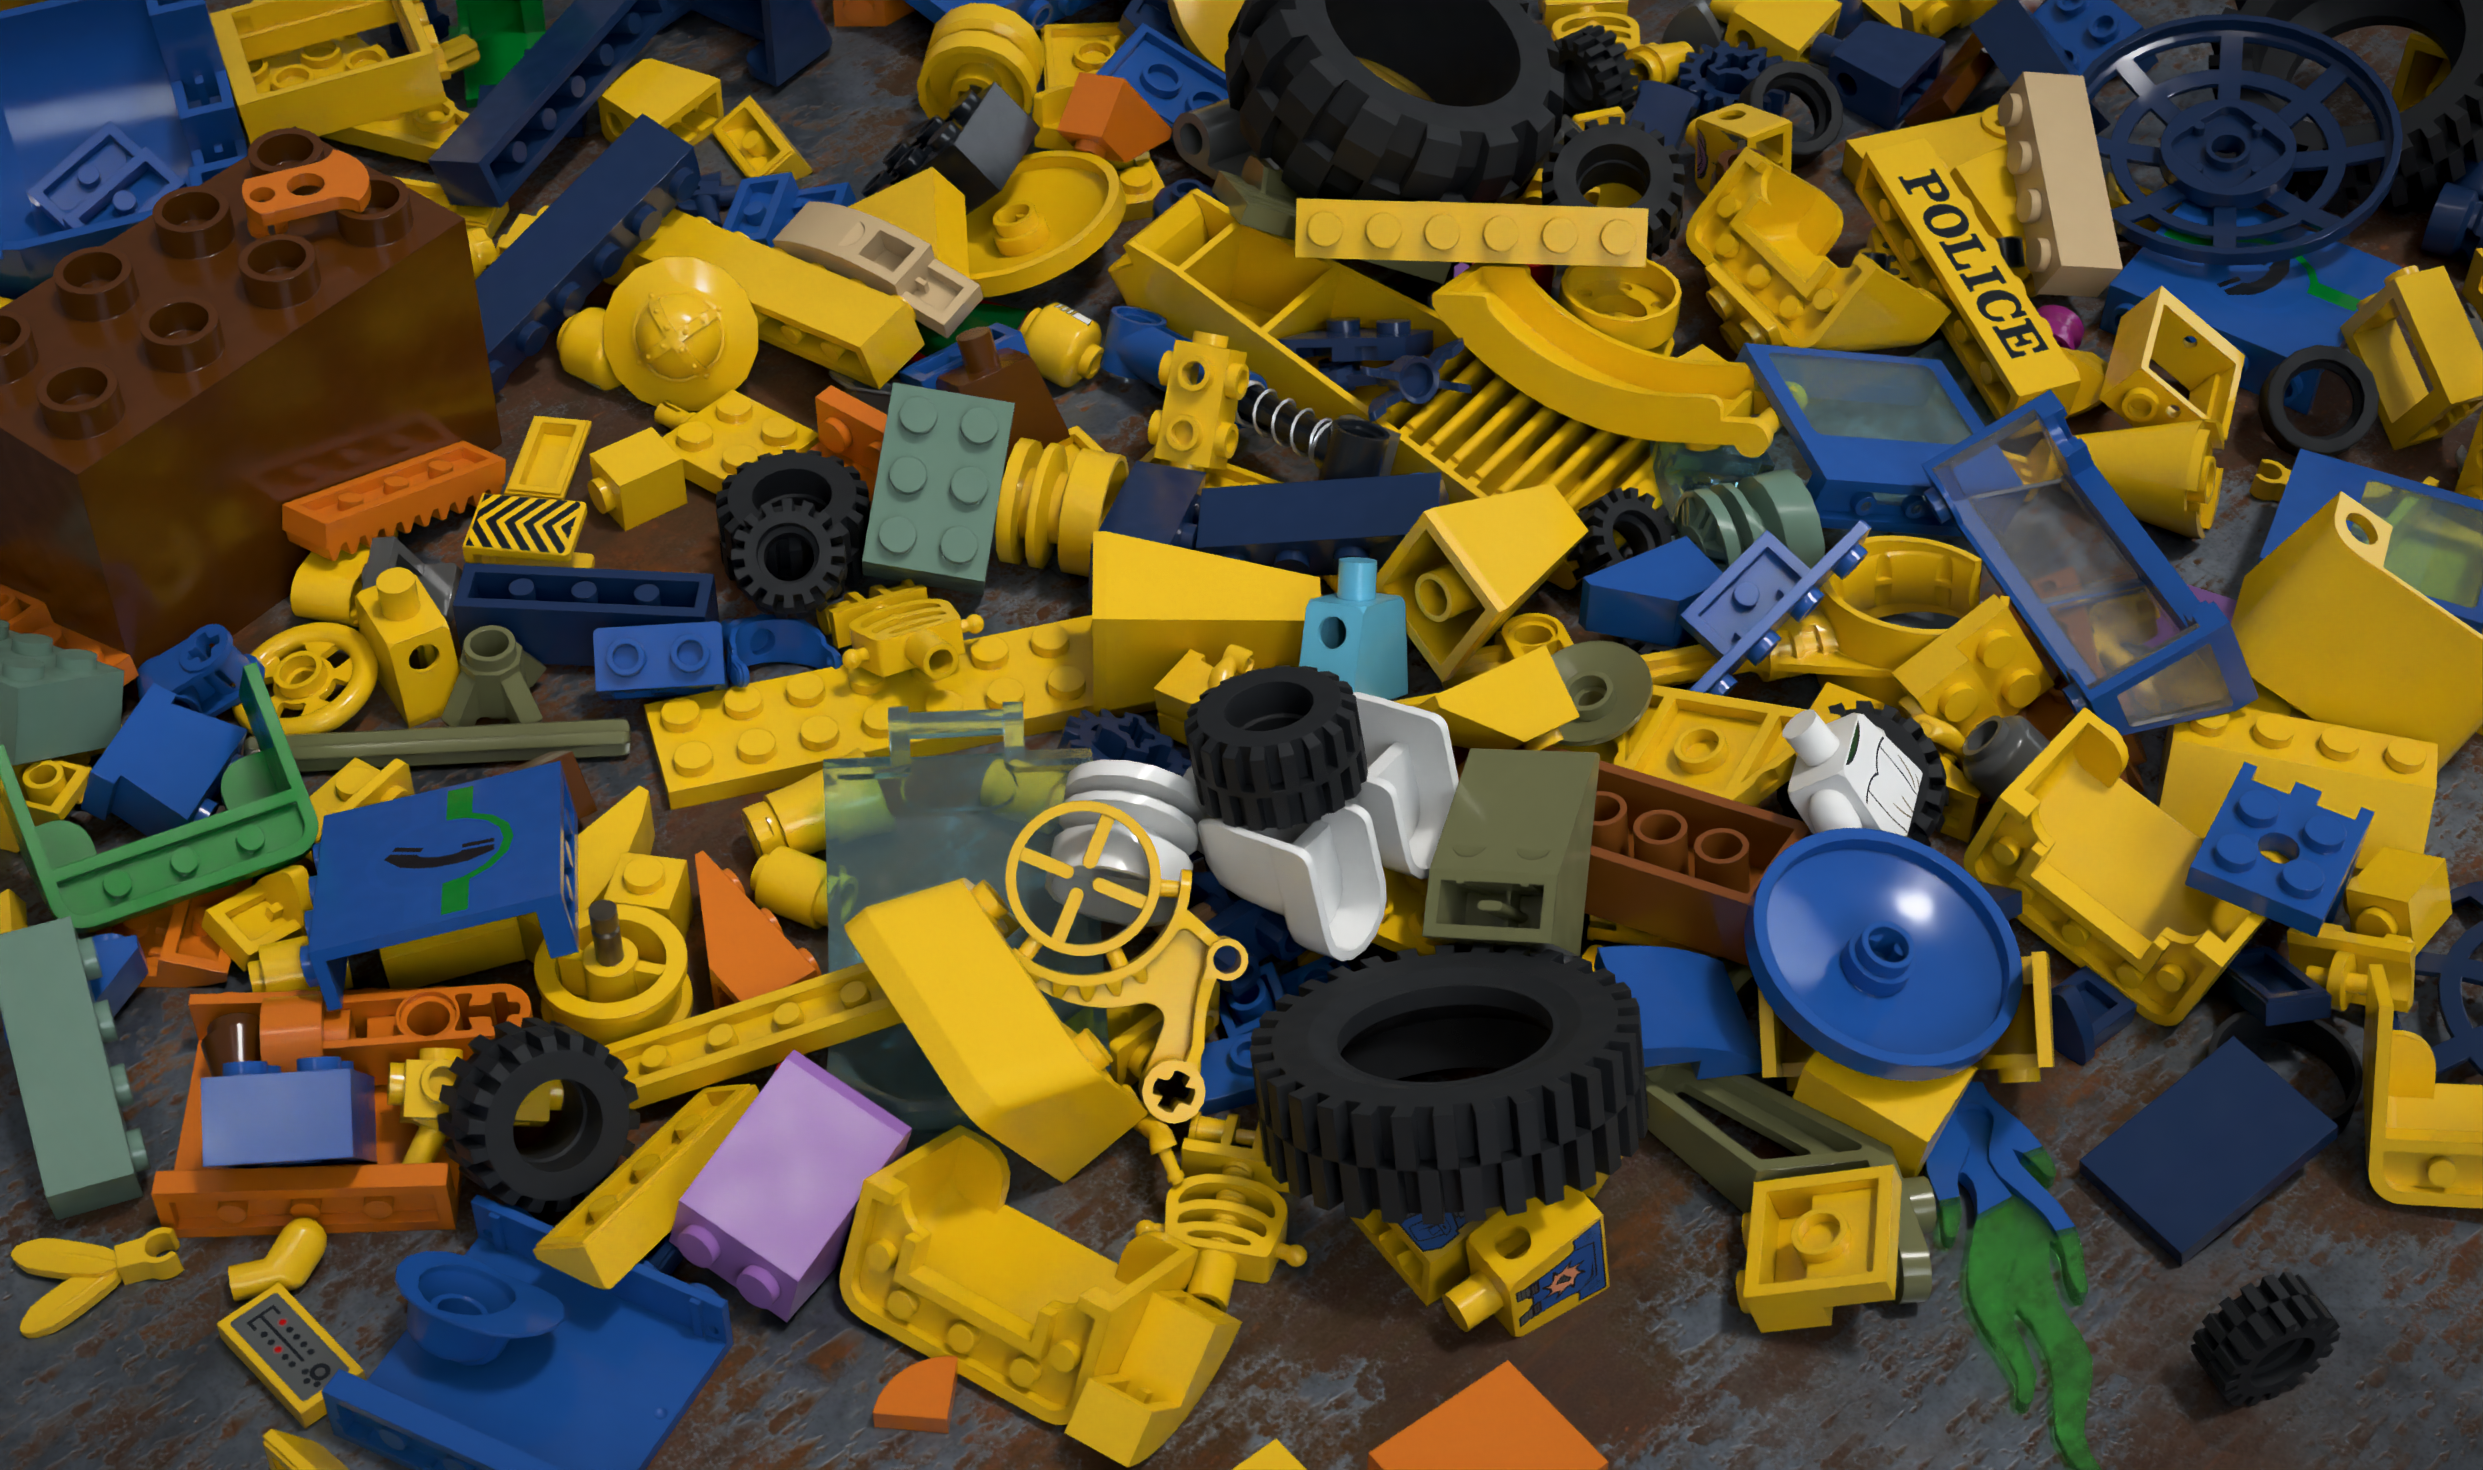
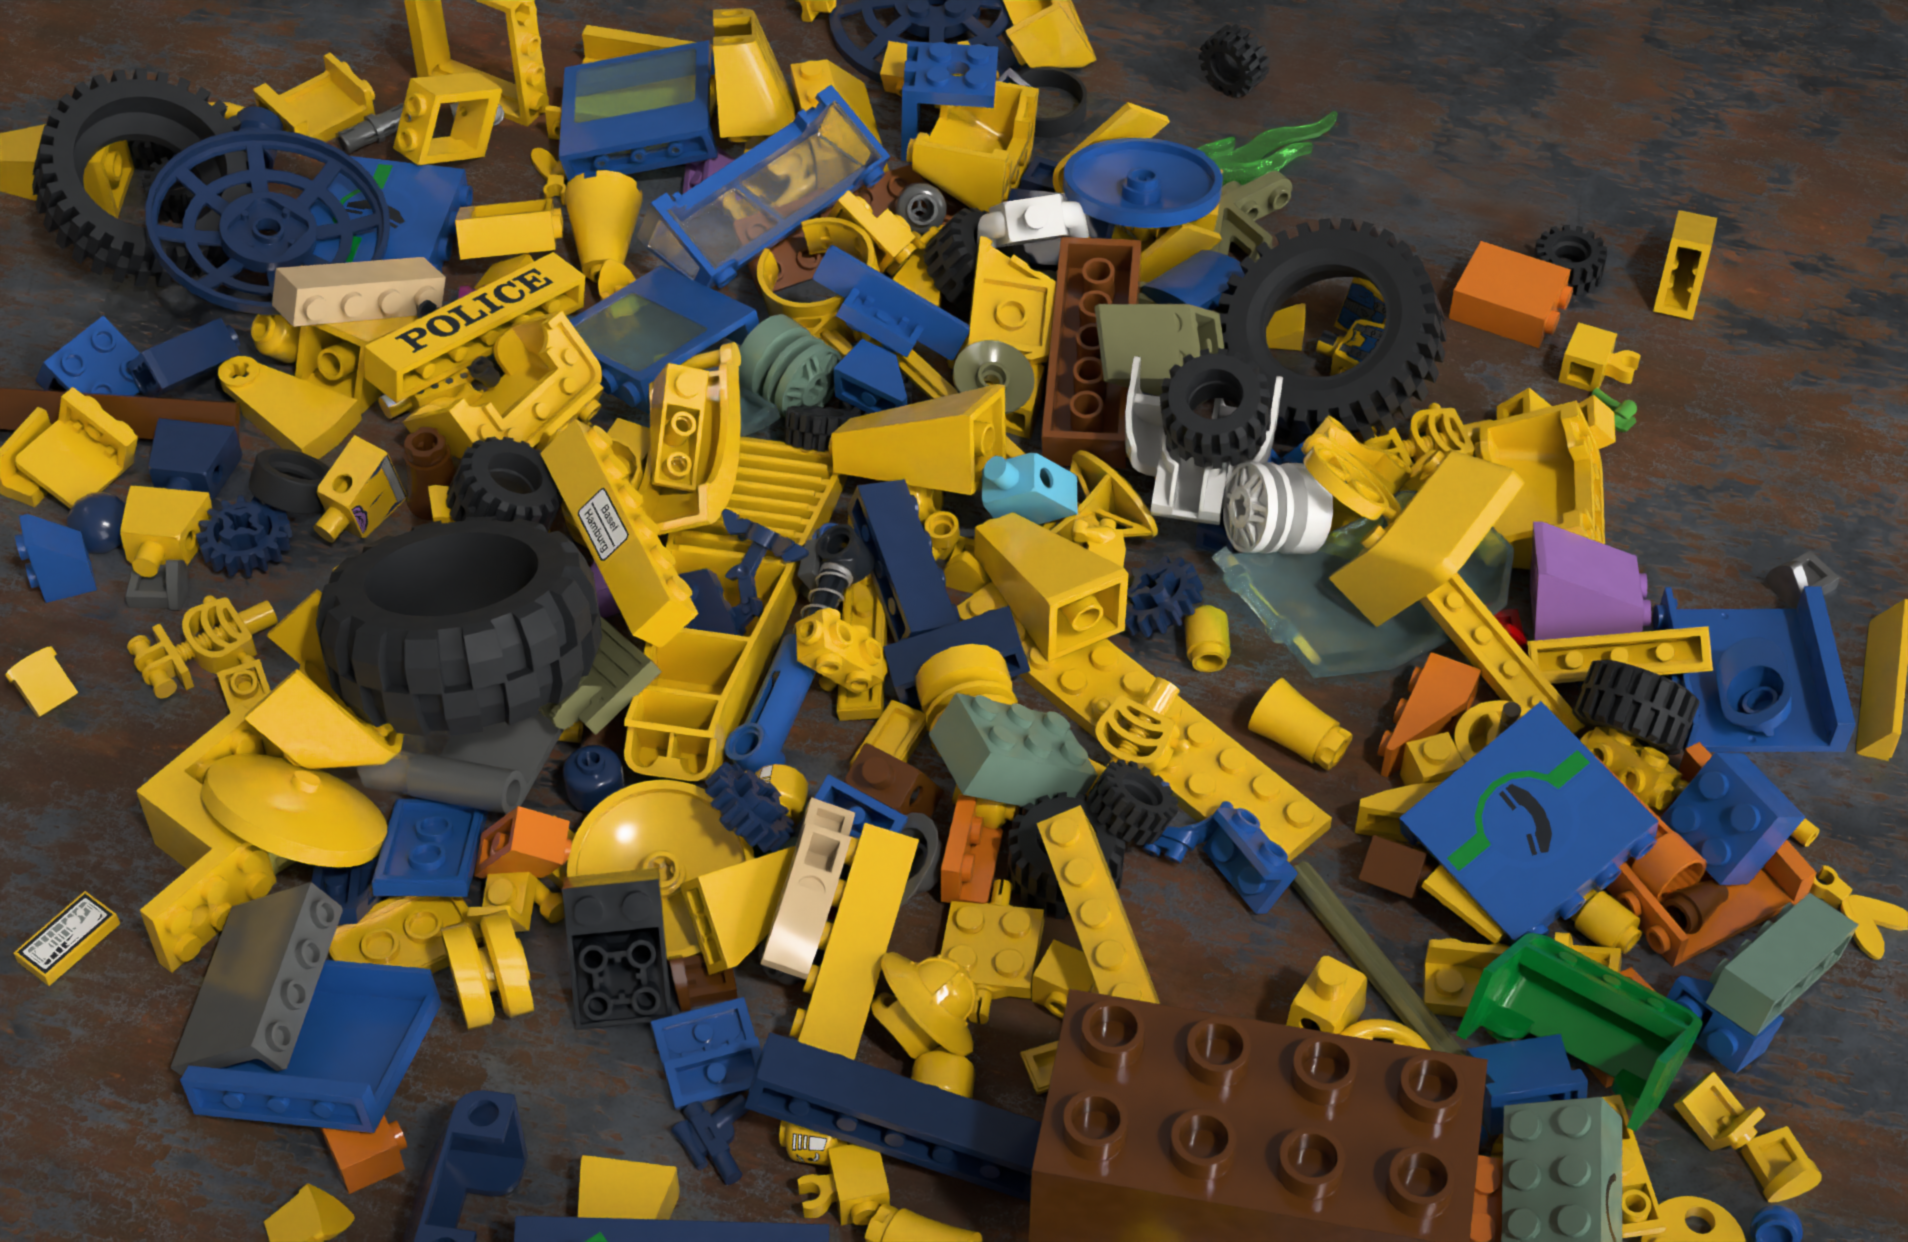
camera: 115 degrees left, 5 degrees up
(287, 1351) = (1827, 785): tile -> none
(343, 185) = (1122, 1038): orange piece -> none
(493, 680) = (1306, 945): olive rock -> none
(526, 532) = (1191, 979): piece -> none
(560, 607) = (1232, 922): dark blue brick -> none
(599, 440) = (1096, 907): none -> yellow brick
(758, 143) = (620, 1121): yellow slope -> none
(792, 886) = (1360, 709): yellow brick -> none
(919, 1397) = (1630, 519): orange tile -> none
(1035, 238) = (749, 807): none -> dark blue gear
(1508, 706) = (1051, 401): yellow slope -> none
(1595, 72) = (288, 589): black tyre -> none
(1646, 349) = (677, 425): none -> yellow slope
(1658, 61) = (240, 586): yellow cone -> none
(1665, 109) = (310, 559): dark blue tile -> none
(1819, 1246) = (1293, 197): yellow plate -> none
(2208, 1149) = (1102, 90): dark blue tile -> none
(2331, 358) = (494, 166): black tyre -> none

